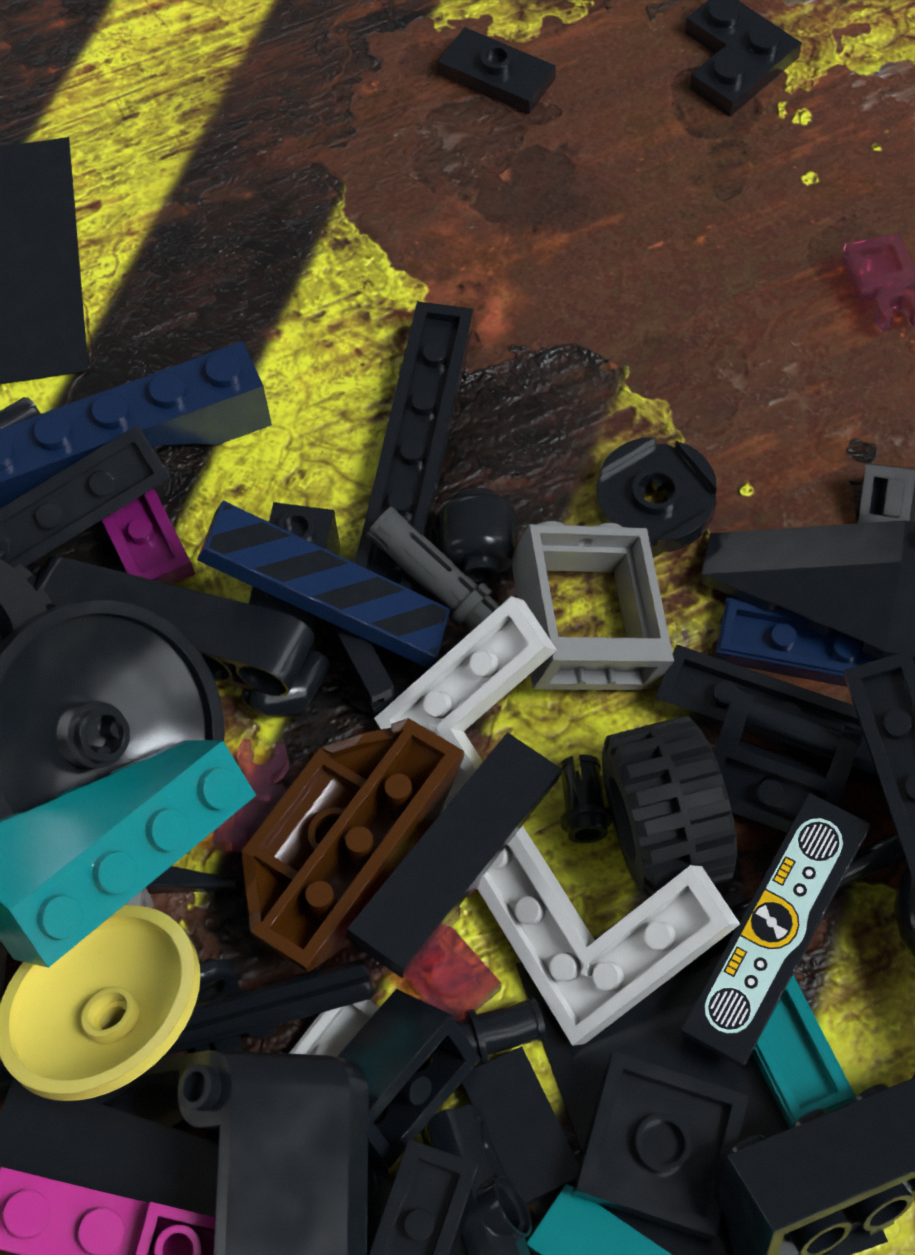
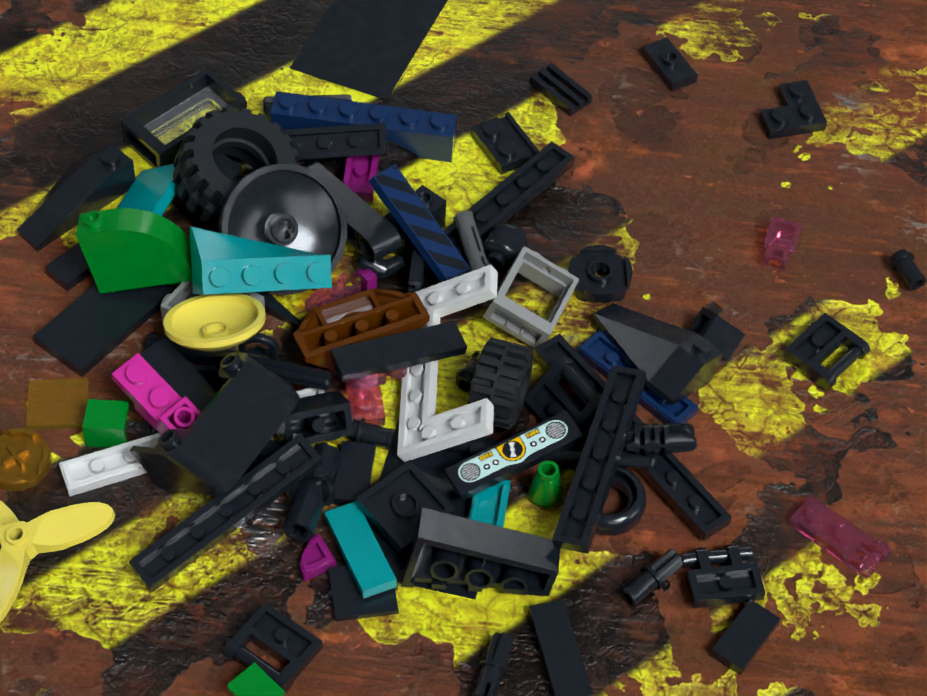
camera: 25 degrees right, 10 degrees down
(291, 730) = (366, 277): none -> magenta tile
(337, 344) = (504, 143): none -> black plate
(363, 194) = (564, 87): none -> black tile
(859, 950) = (546, 485): none -> green cone

